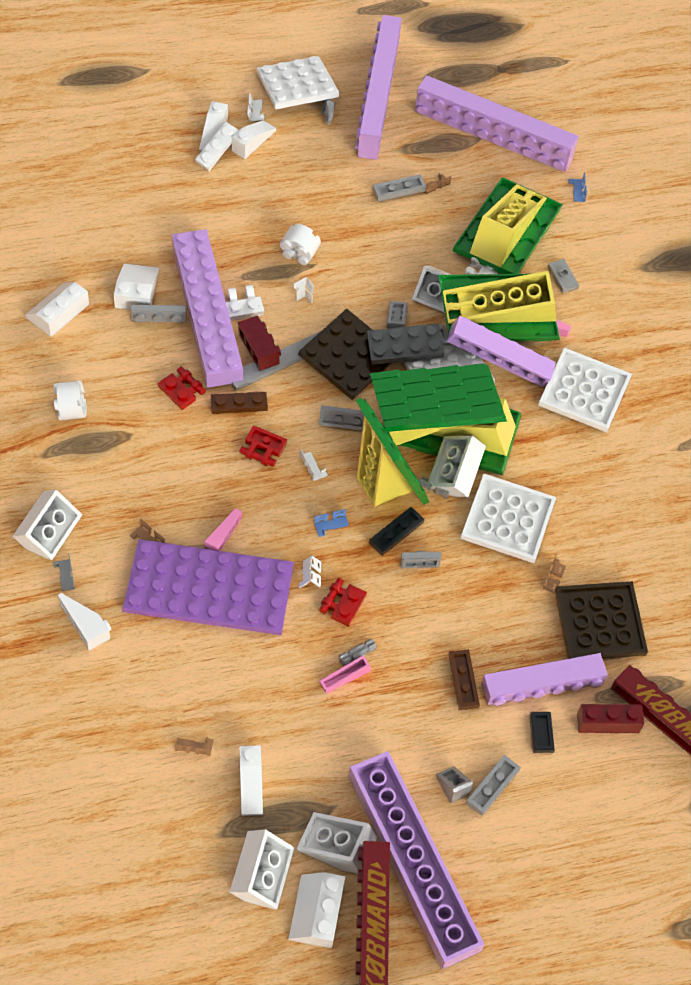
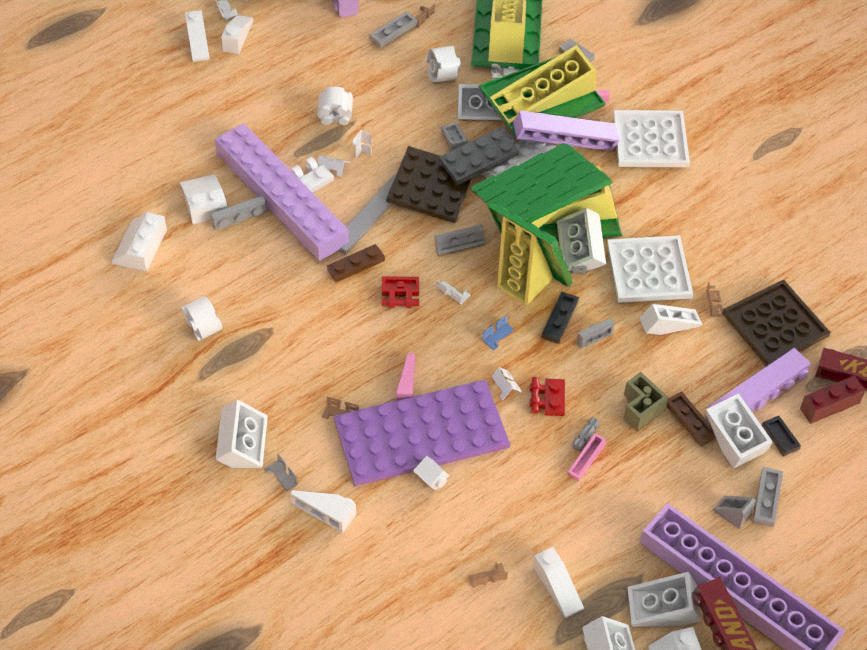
camera: 20 degrees left, 5 degrees down
(177, 391) = (293, 274): red plate -> none
(193, 629) = (431, 473): none -> white brick
(216, 146) = (209, 50): white plate -> none
(259, 343) = (346, 204): dark red brick -> none
(269, 300) = (334, 164): none -> white piece
(424, 240) = (442, 64): none -> white brick
(428, 647) = (645, 403): none -> olive brick
(497, 710) = (737, 431): none -> white slope
(498, 575) = (669, 319): none -> white slope

